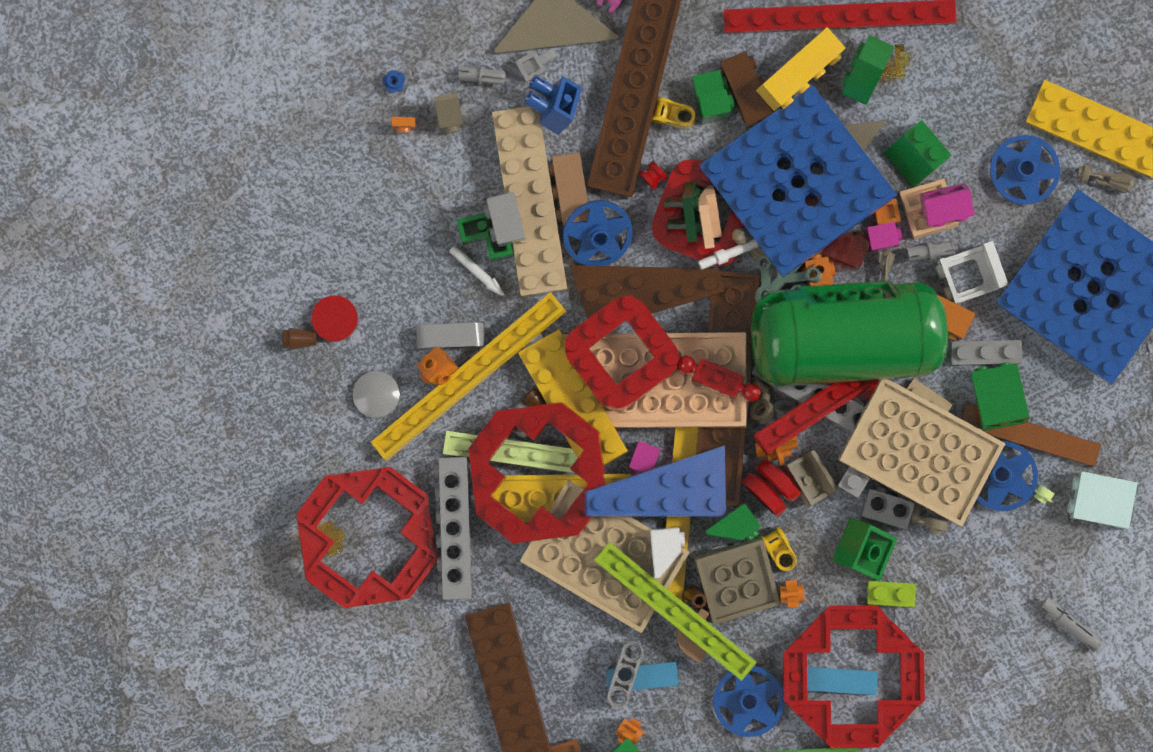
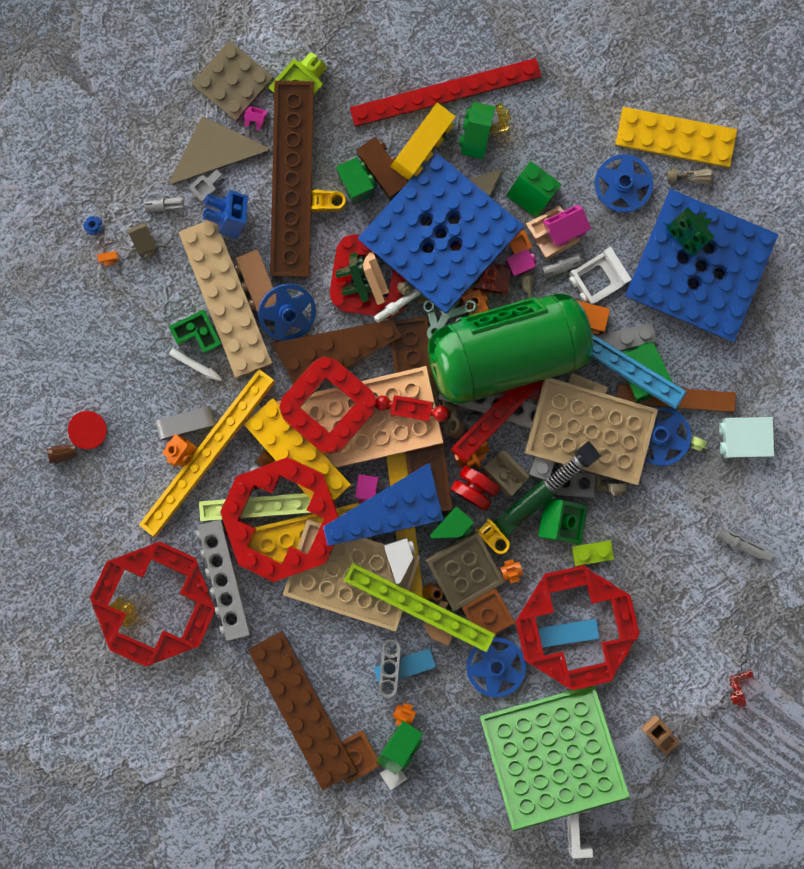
camera: 20 degrees left, 0 degrees up
(376, 394) = (135, 484): light grey dish -> none
(505, 219) = (208, 317): light grey brick -> none
(653, 175) = (322, 255): red wheel -> none
(754, 635) = (488, 612): none -> dark orange plate
(853, 508) = (545, 489): none -> piece
(990, 396) = (637, 373): none -> dark azure tile
(1090, 244) = (691, 230): none -> dark green plate

